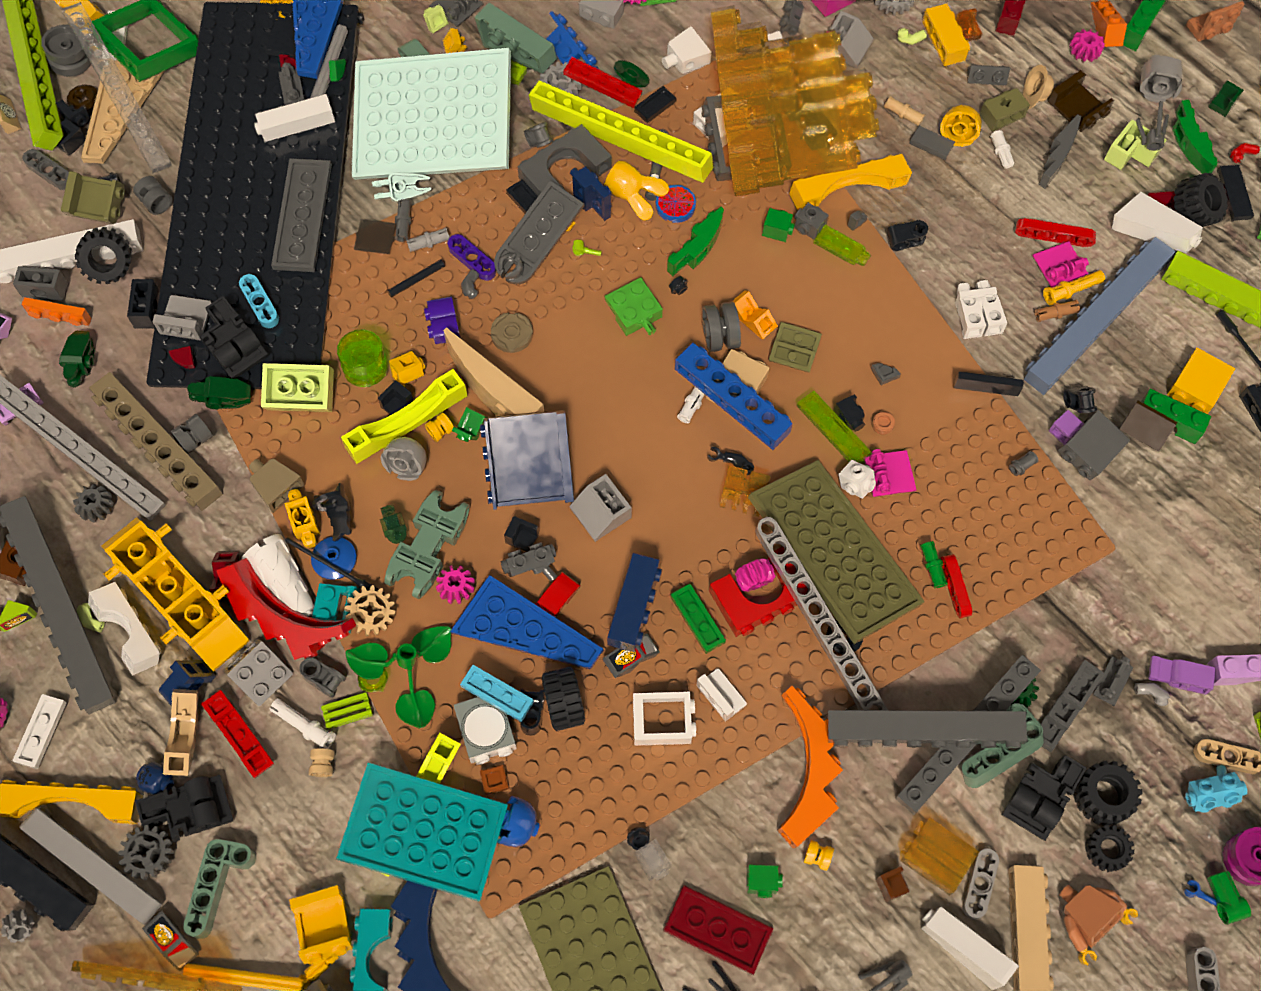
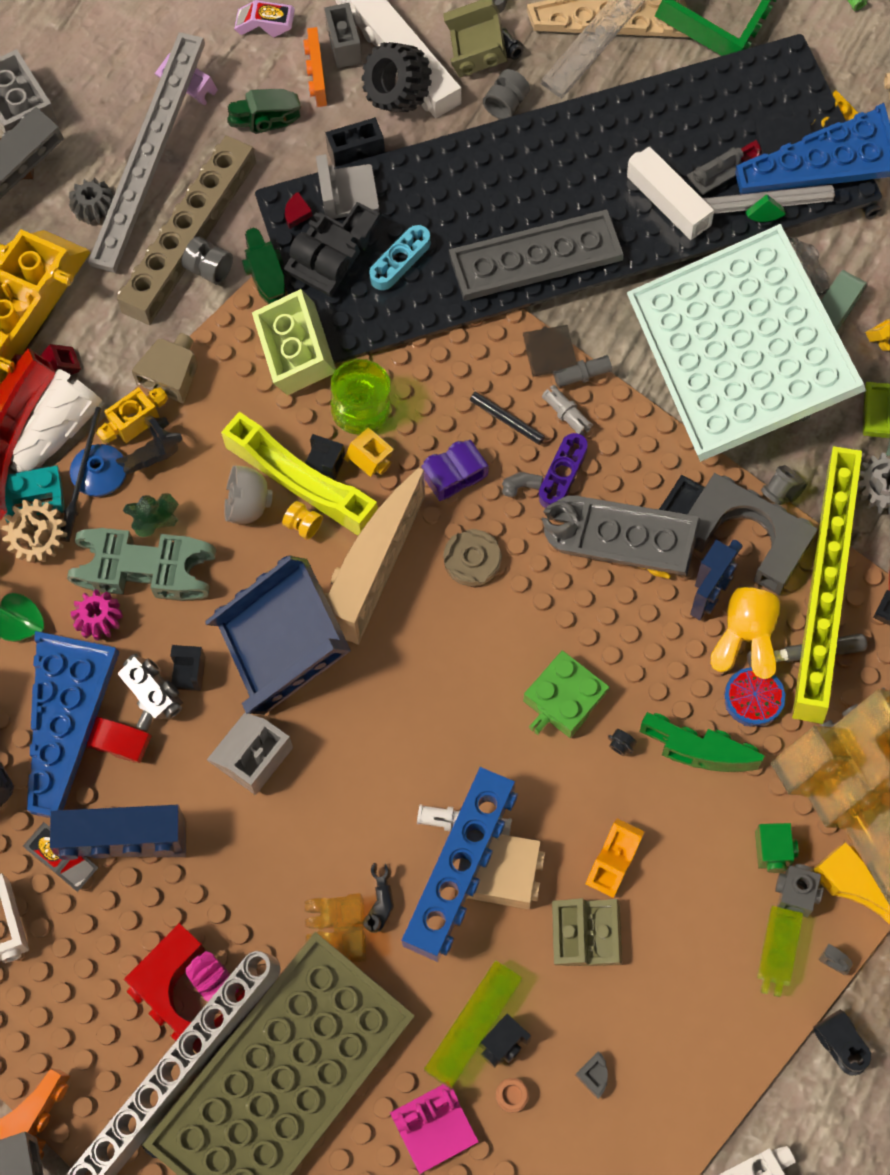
camera: 75 degrees right, 0 degrees up
(402, 186) = (631, 352): light aqua hinge -> none
(469, 425) = (321, 554): green bracket -> none
(579, 249) = (629, 596): lime hand -> none
(698, 618) = (135, 925): green plate -> none
(721, 326) = (568, 816): dark grey wheel -> none
(721, 694) = (39, 988): white panel -> none
(857, 479) = (401, 1080): white brick -> none

